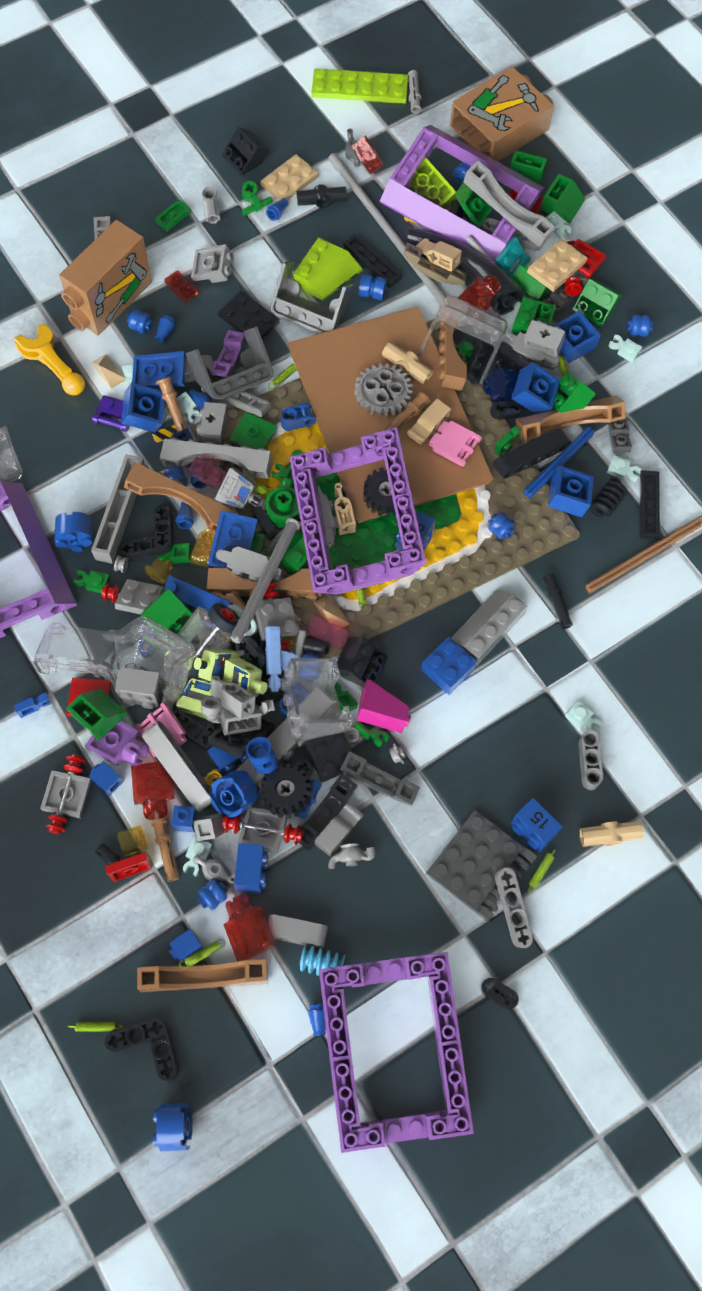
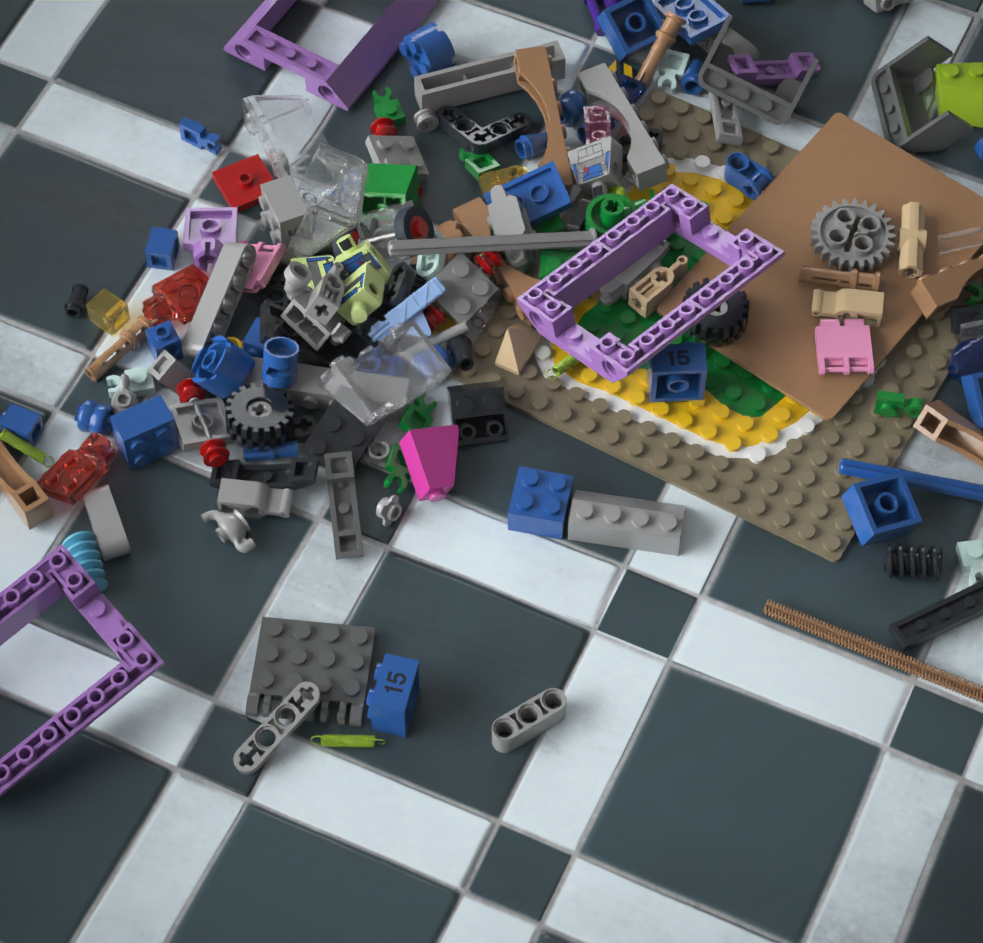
camera: 60 degrees right, 10 degrees down
(66, 794) = (120, 223): light grey plate -> none
(96, 712) = (226, 190): green slope -> none
(128, 867) = (72, 320): red plate -> none
(159, 570) = (445, 160): clear yellow panel -> none
(193, 595) = (437, 200): blue plate -> none
(213, 422) = (669, 101): light grey brick -> none
(246, 313) = (847, 62): black plate -> none
(253, 432) = (690, 148): green plate -> none
(284, 375) = (793, 137): lime piece -> none
(327, 632) = (486, 353): clear pink slope -> none
(501, 525) = (771, 459): blue piece -> none
(501, 988) = (171, 771): black beam -> none
(506, 410) = (945, 386): black beam -> none
(531, 453) = (903, 440): black beam -> none
(555, 594) = (728, 571): black pin -> none
(581, 715) = (583, 686): light aqua plate -> none
(611, 833) = (447, 792): tan piece -> none

